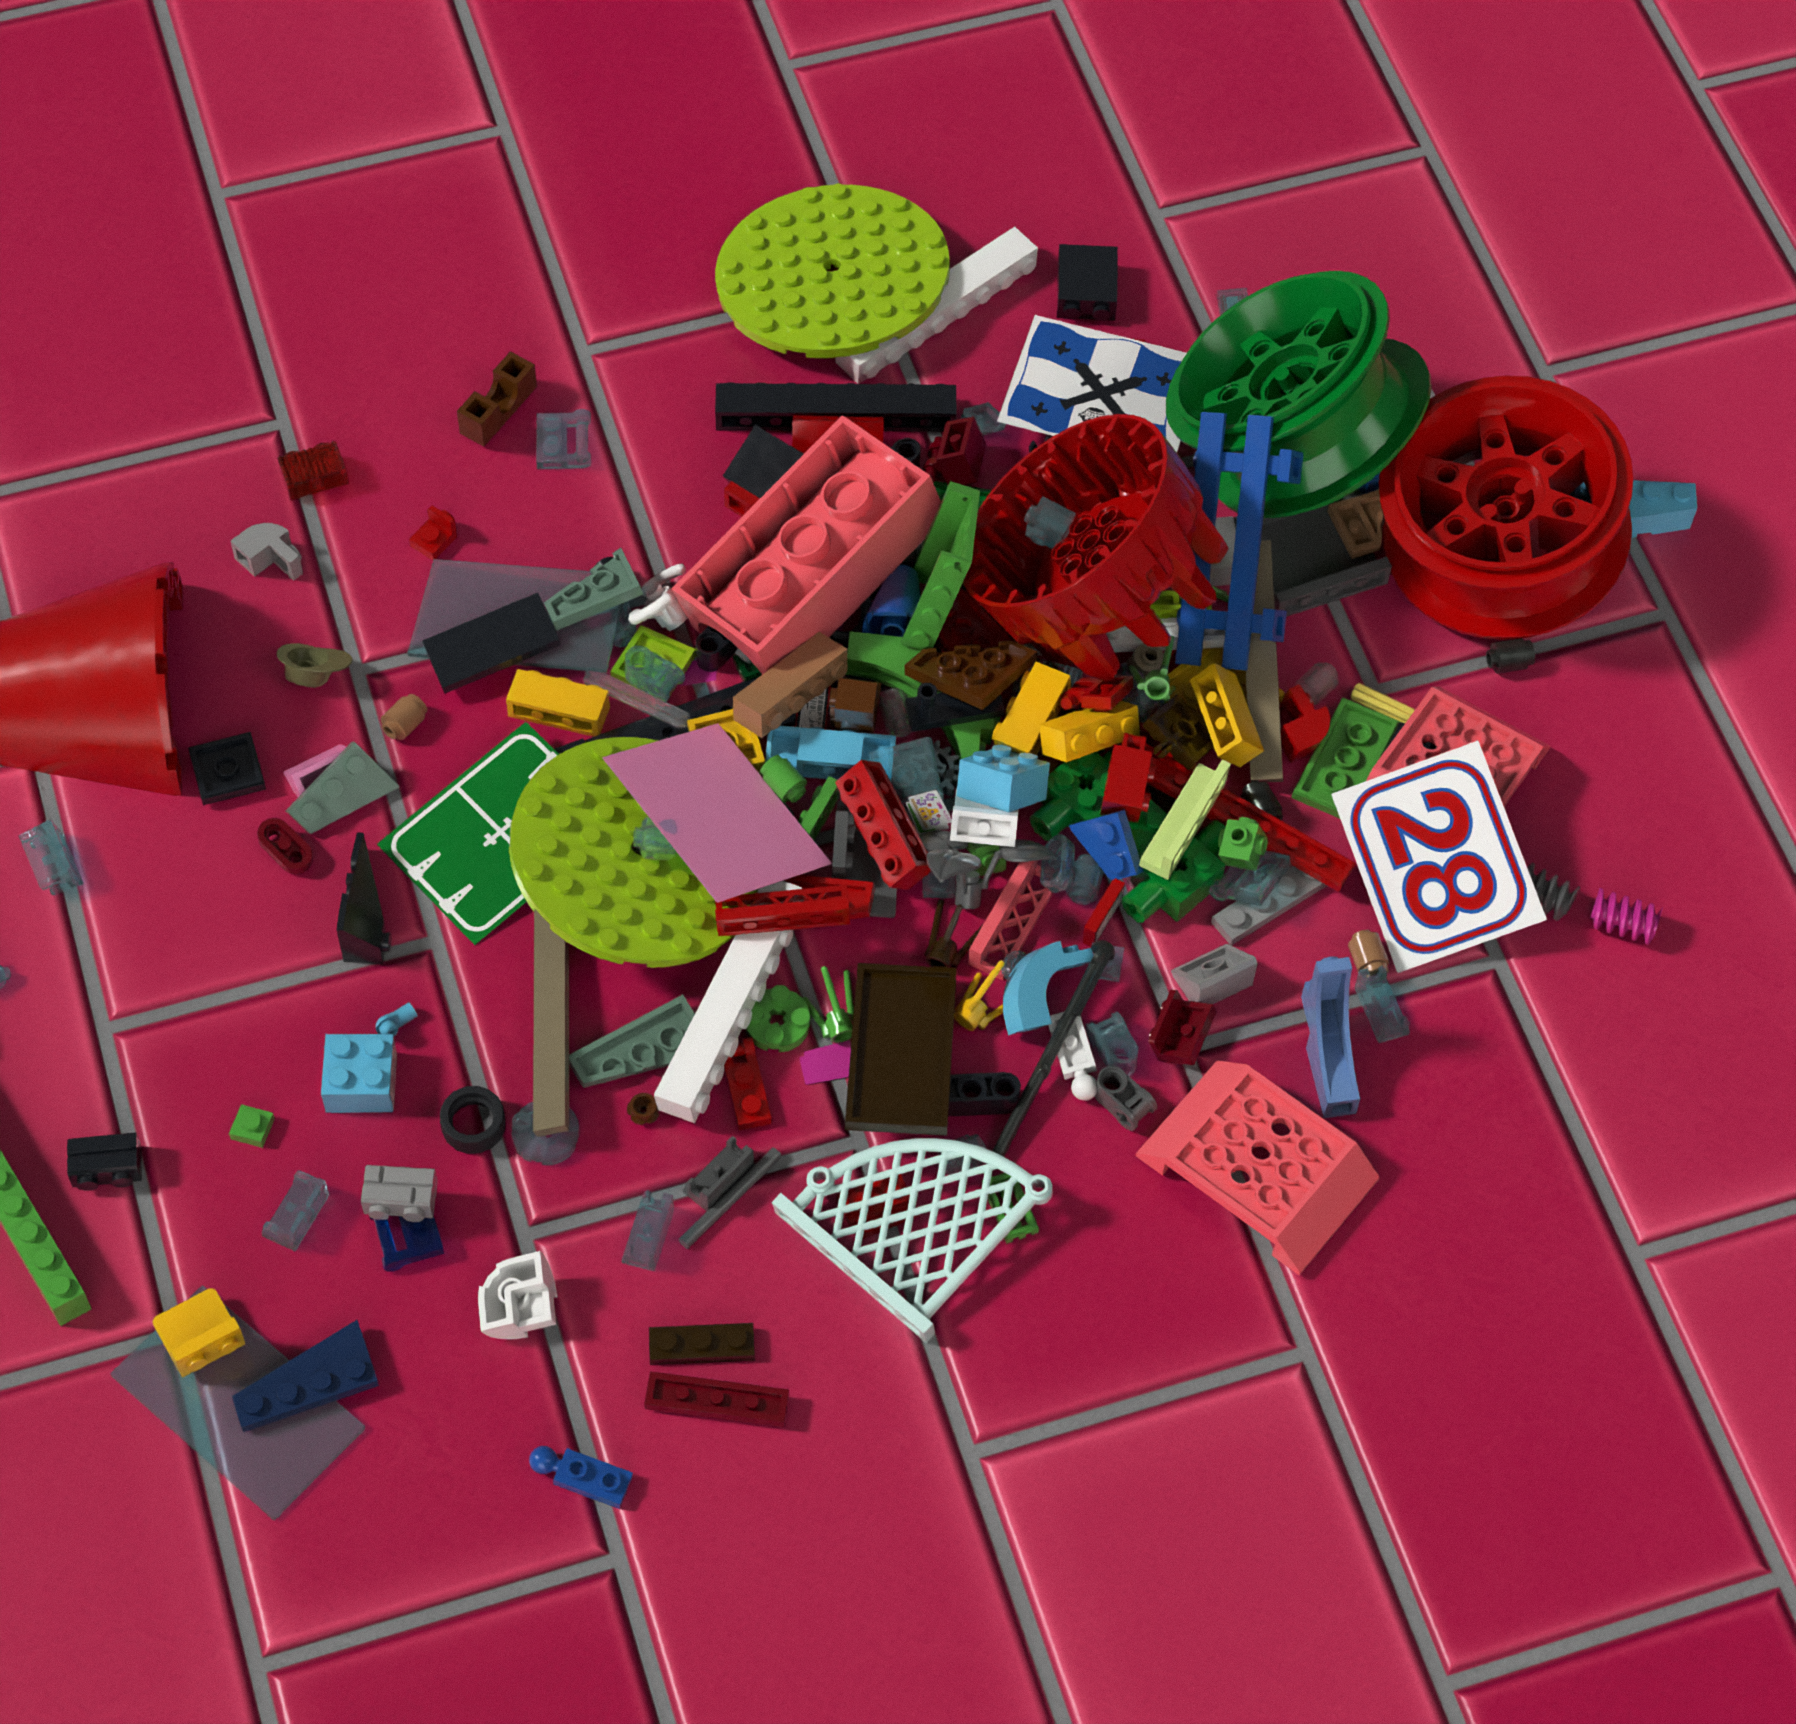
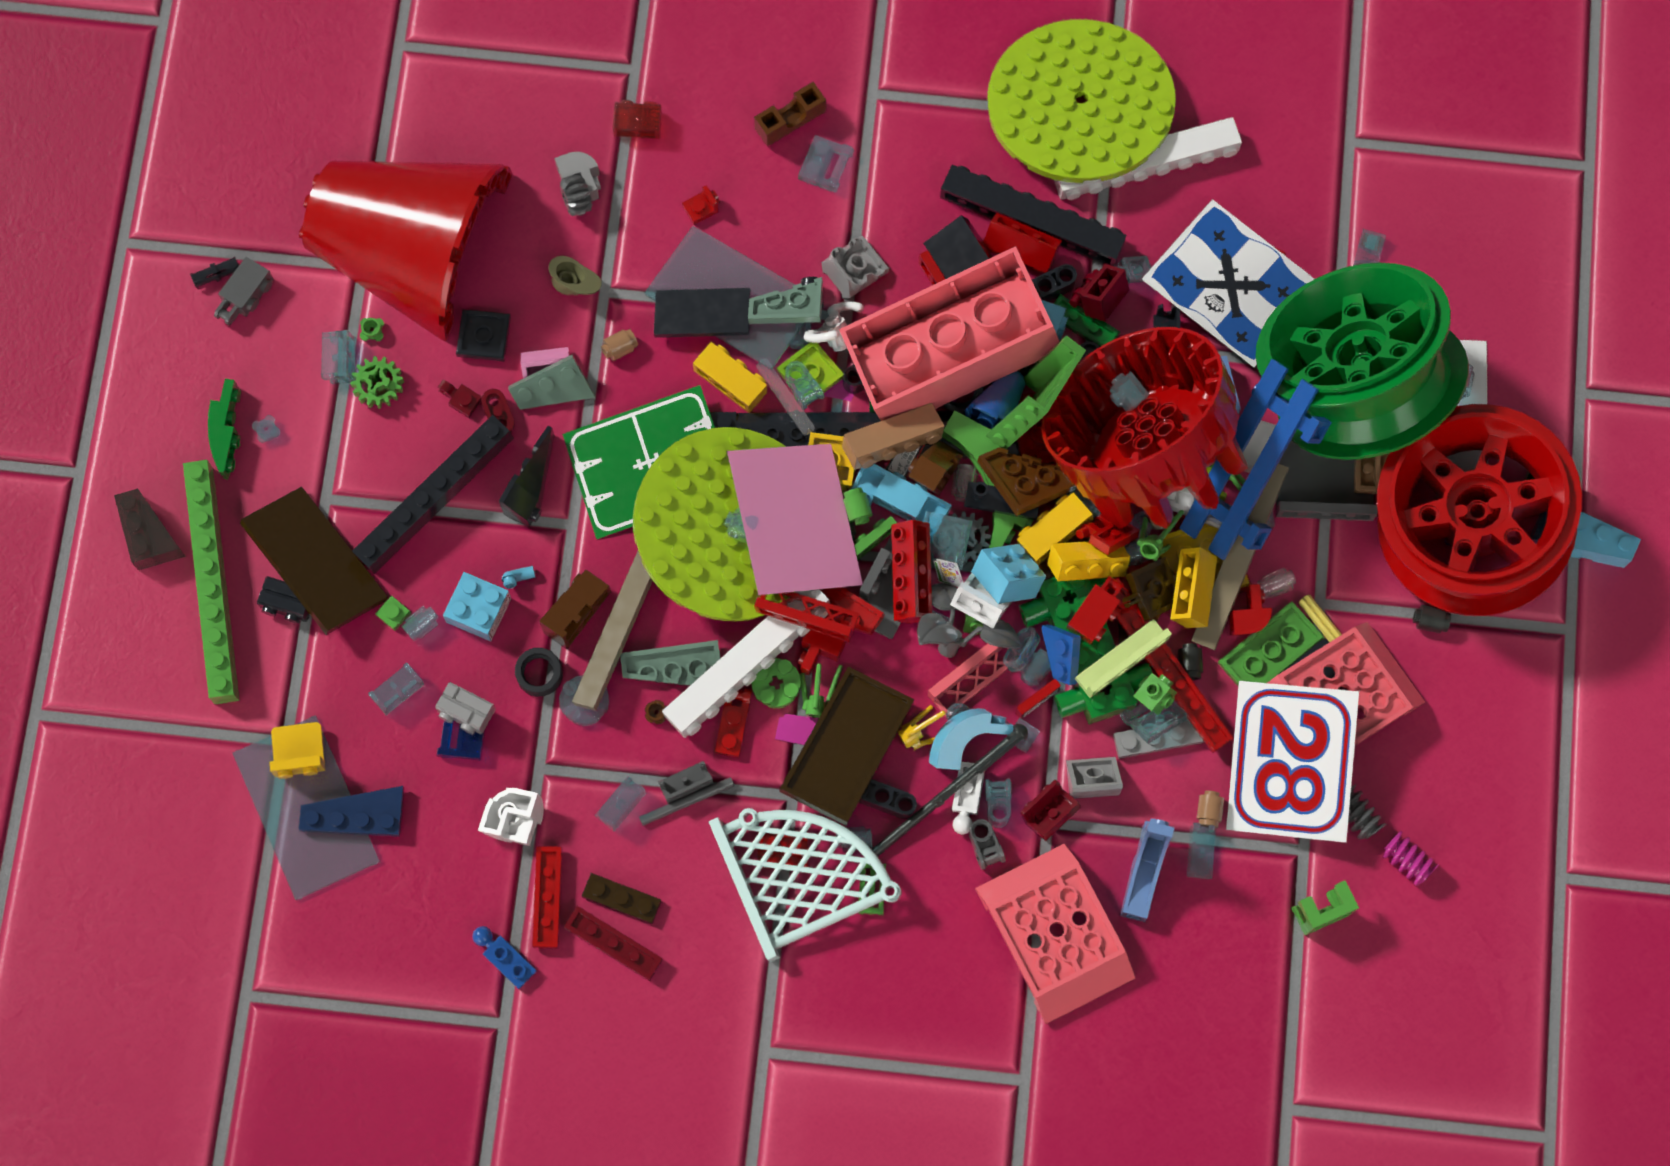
camera: 25 degrees right, 15 degrees up
(77, 806) = (368, 323): none -> bright green plate
(121, 1099) = (313, 560): none -> dark brown tile
(128, 871) = (372, 373): none -> bright green gear
(231, 851) = (462, 399): none -> dark red plate
(244, 965) = (433, 494): none -> black brick
(275, 572) = (575, 195): none -> dark grey gear
(293, 1121) = (420, 623): none -> clear light blue brick
(485, 1029) = (574, 608): none -> reddish brown wedge
(606, 1379) = (547, 897): none -> red plate
(650, 534) = (854, 267): none -> light grey slope
(812, 950) = (818, 645): none -> red brick
(944, 952) = (911, 680): dark brown plant -> none
(1087, 282) = (1267, 183): black brick -> none
(1563, 1006) = (1341, 906): none -> bright green panel

